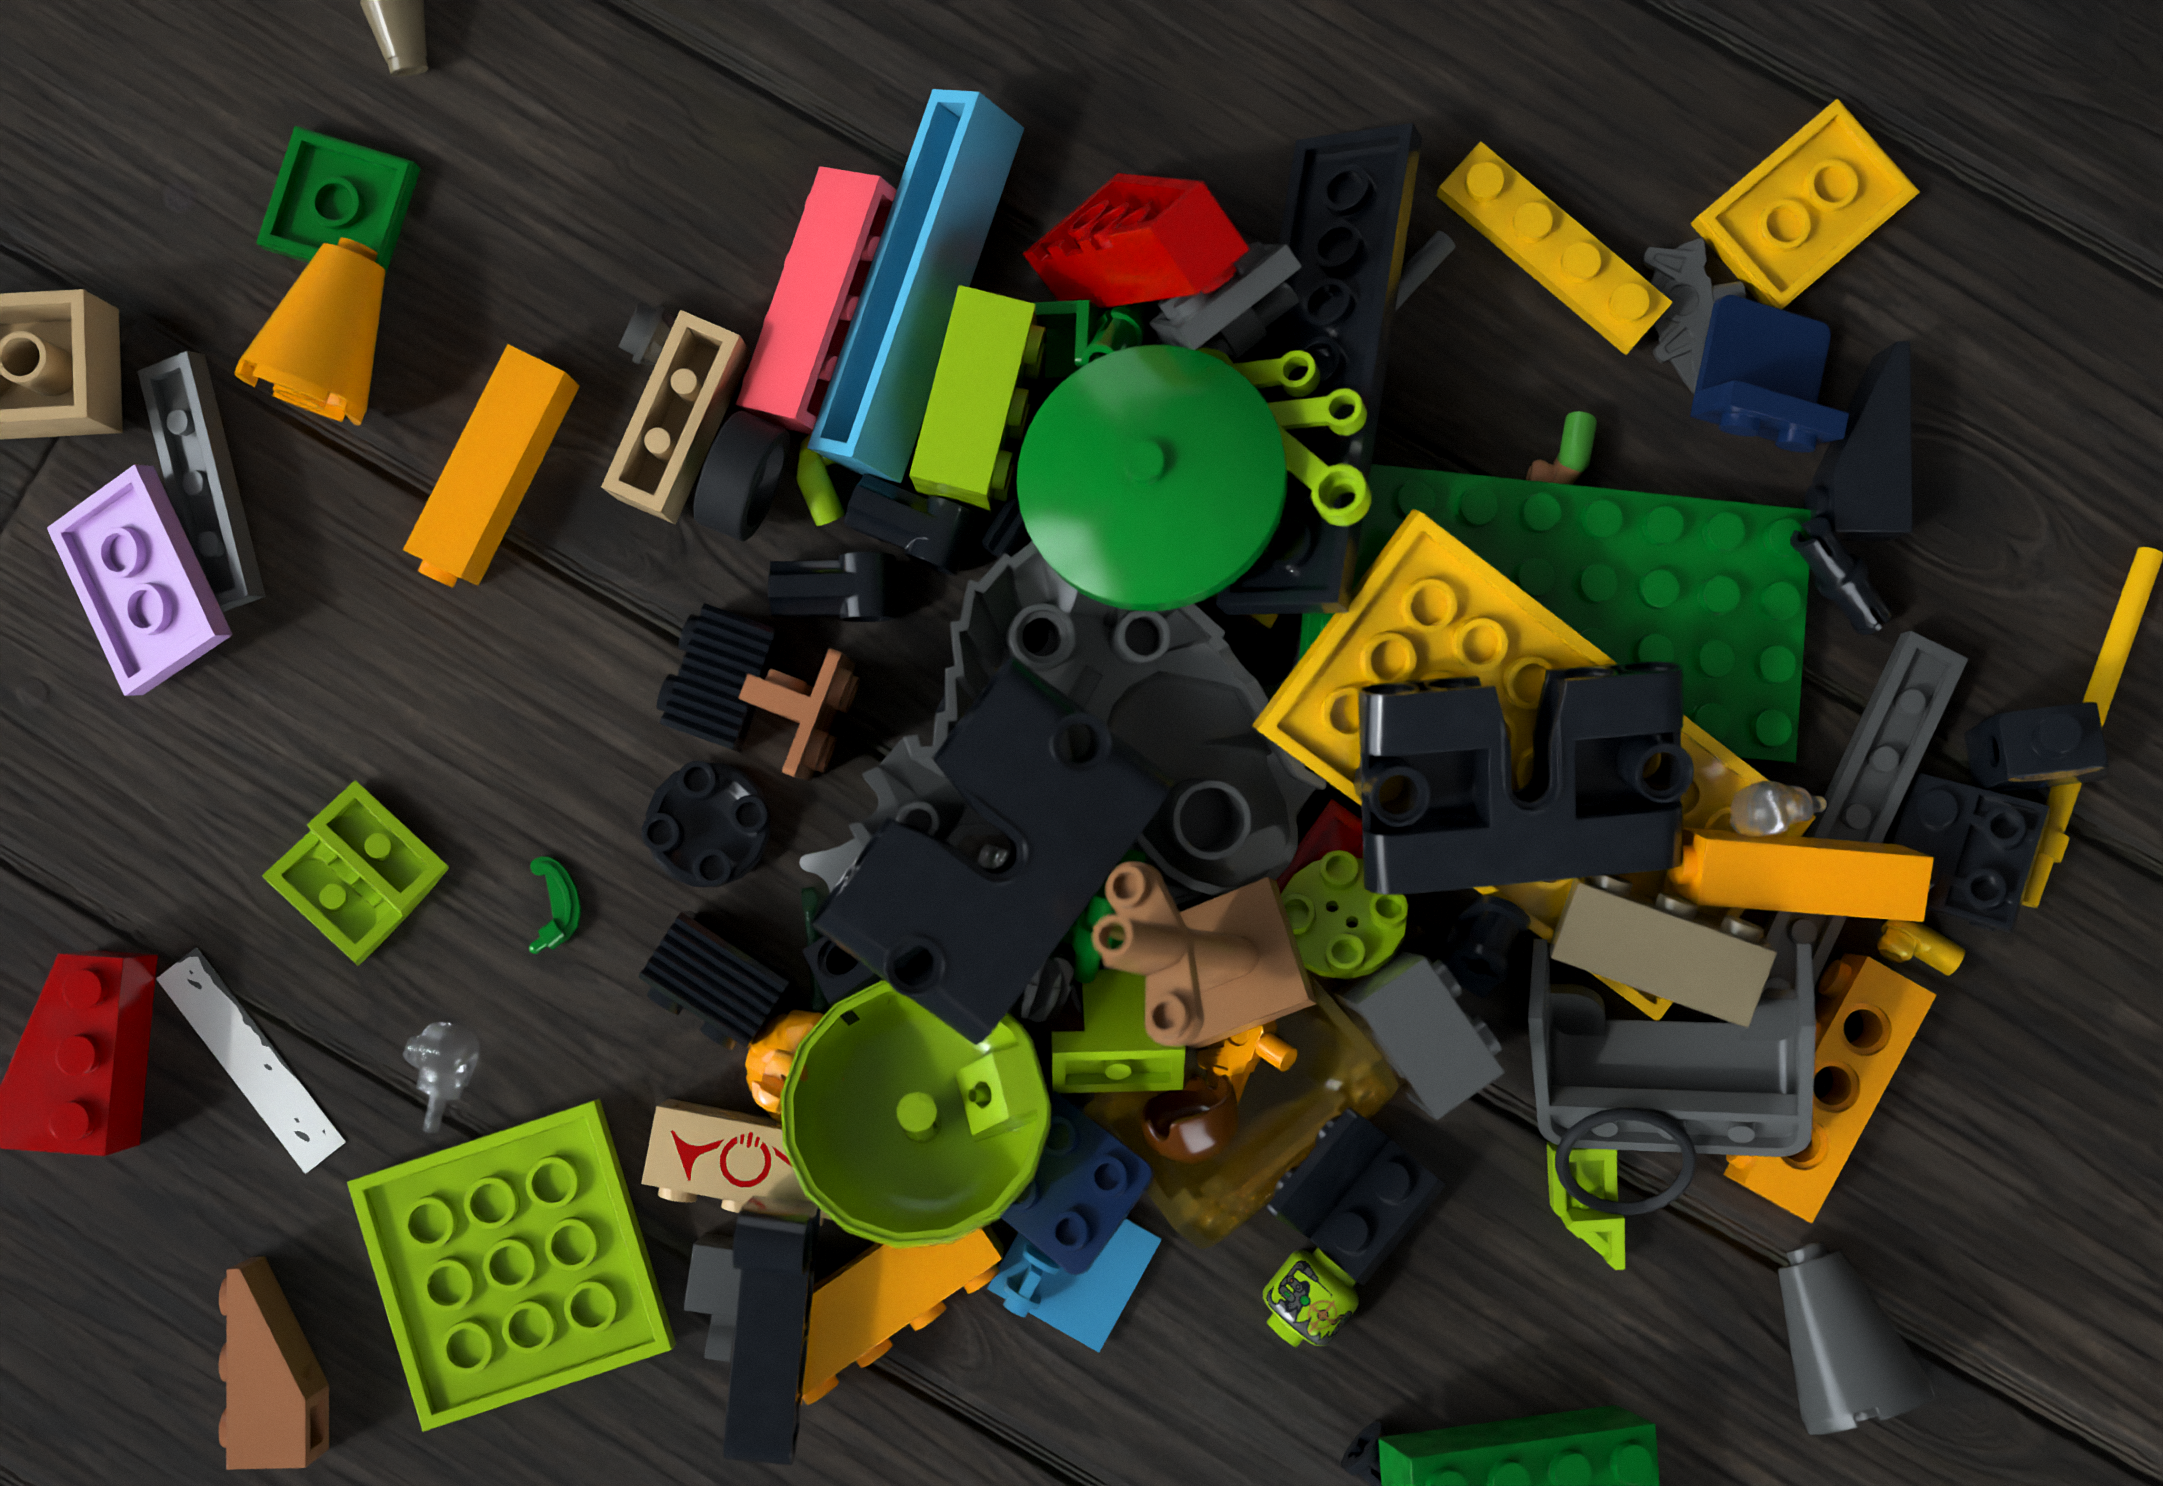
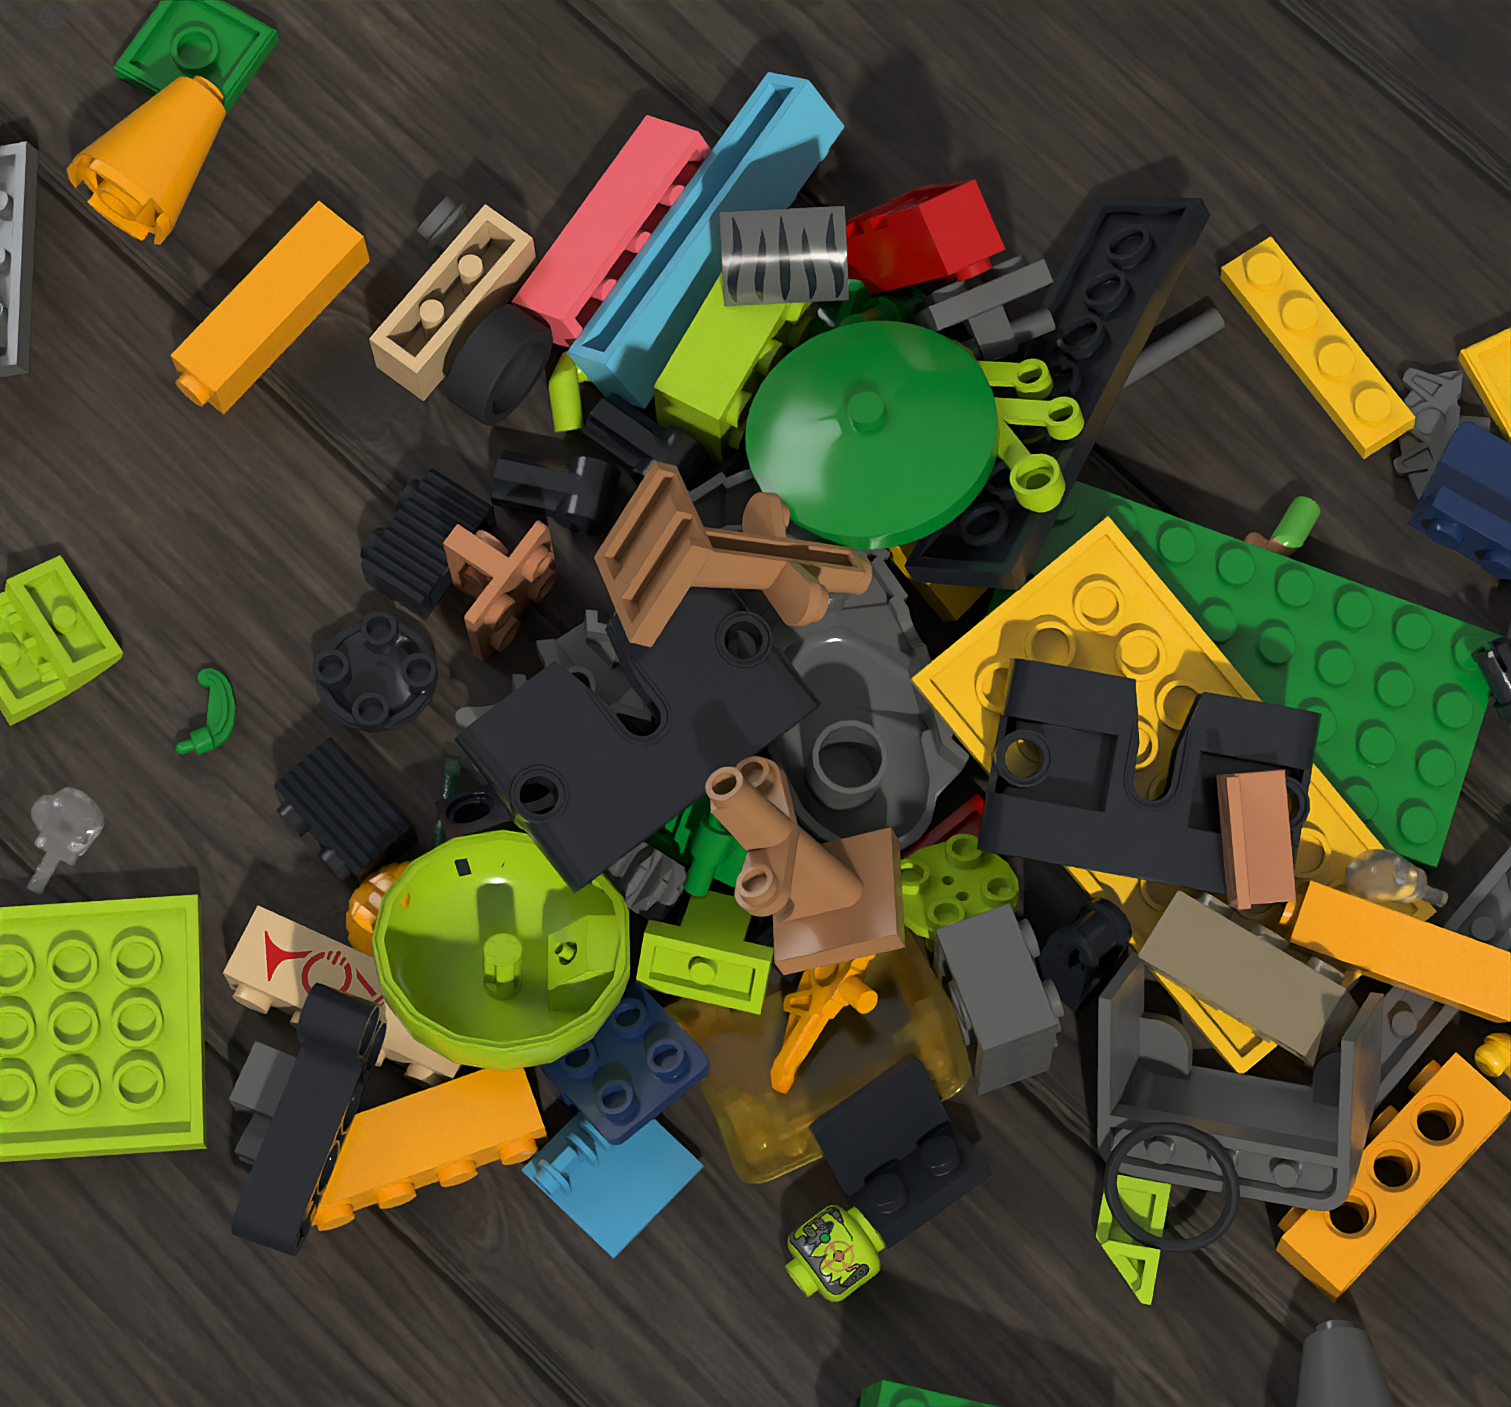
camera: 20 degrees right, 15 degrees down
(980, 692) = (664, 550): none -> medium nougat piece
(1010, 301) = (784, 256): none -> dark grey brick
(1192, 1121) = (762, 1043): reddish brown hair -> none
(1649, 818) = (1256, 838): none -> nougat panel

